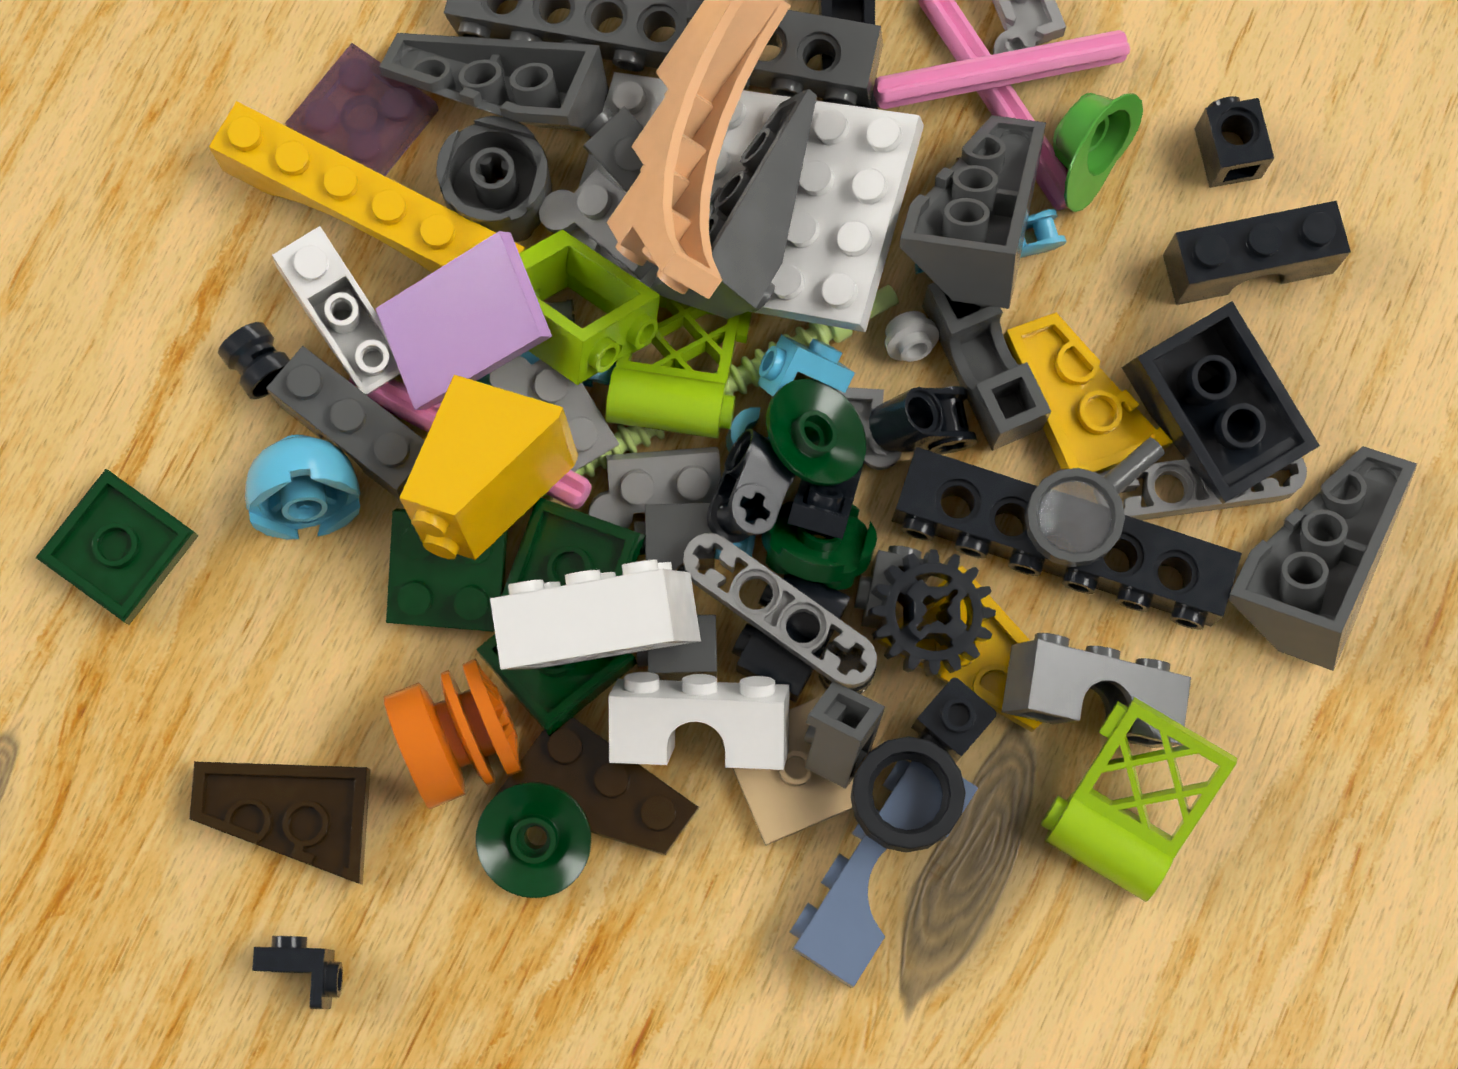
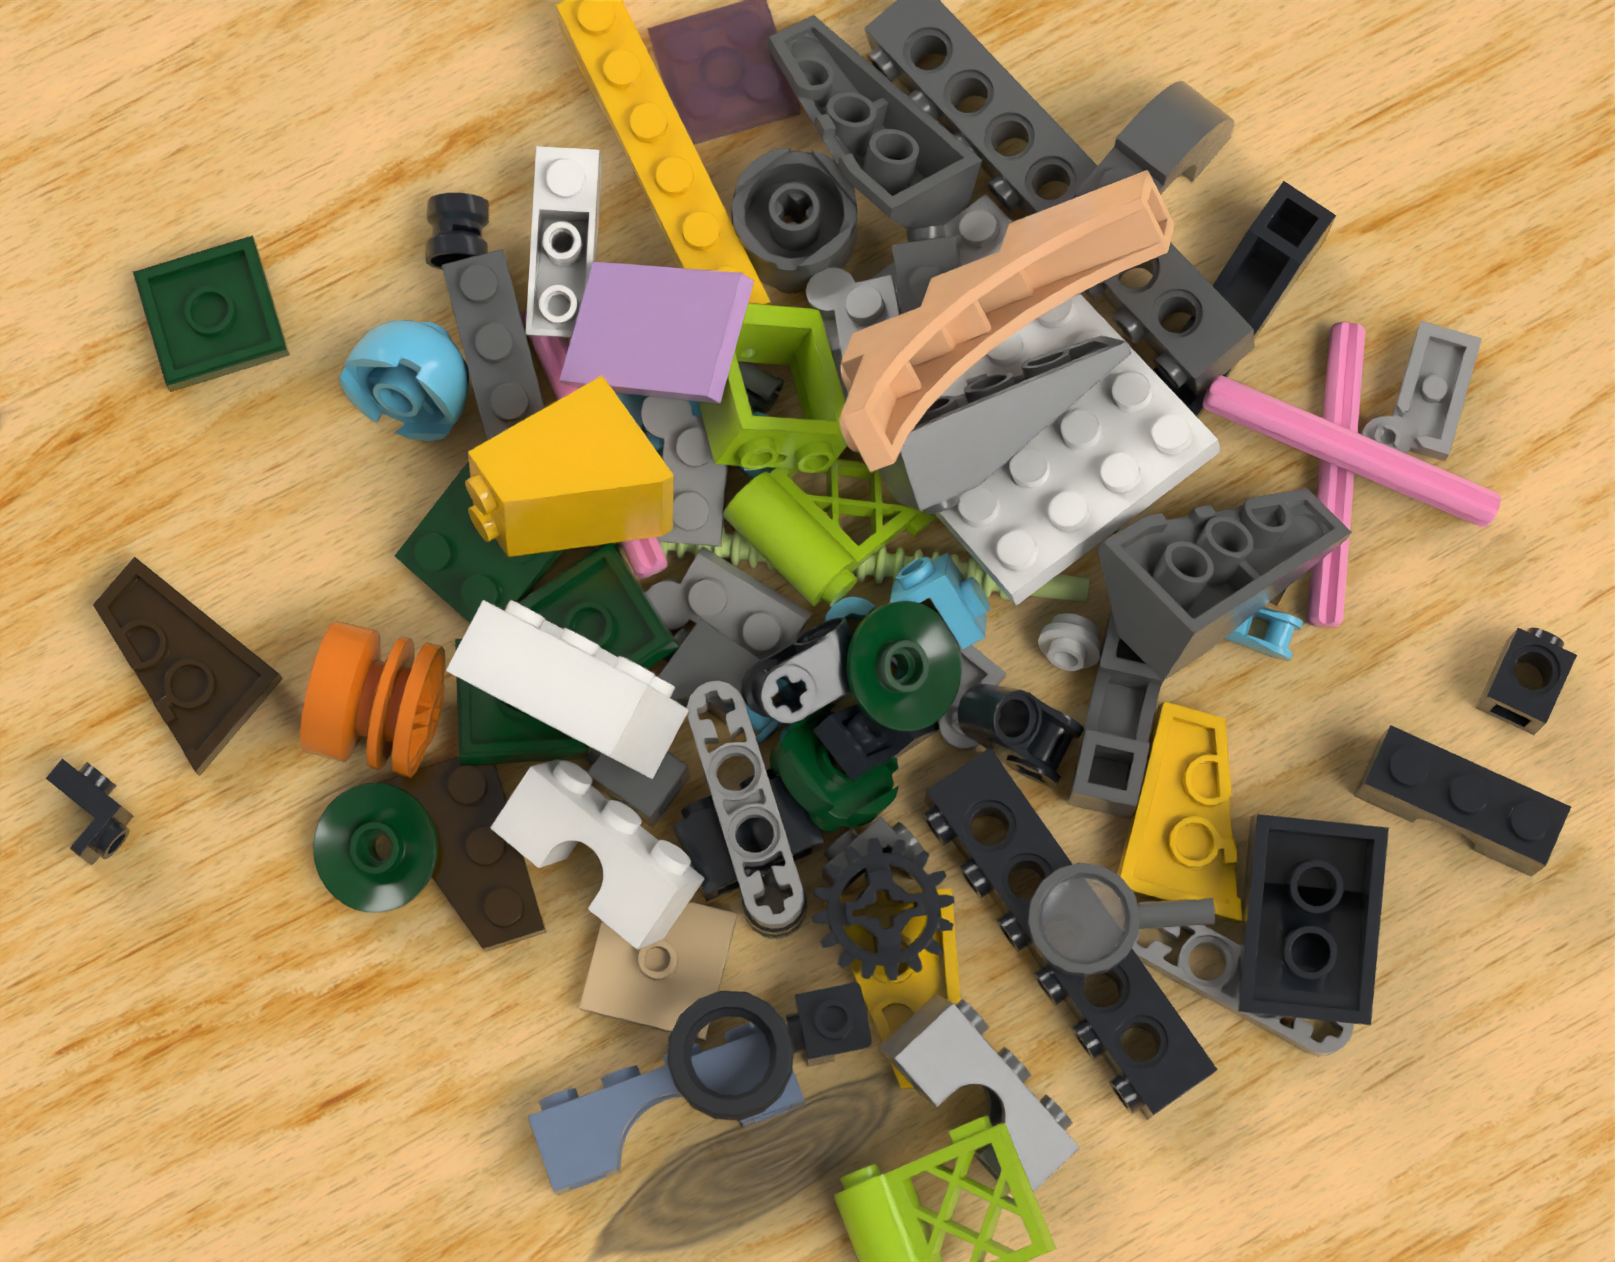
camera: 40 degrees right, 0 degrees up
(841, 733) = (715, 955): dark grey brick -> none
(1092, 141) = (1384, 583): bright green piece -> none
(1317, 568) = (1285, 1140): dark grey wedge -> none

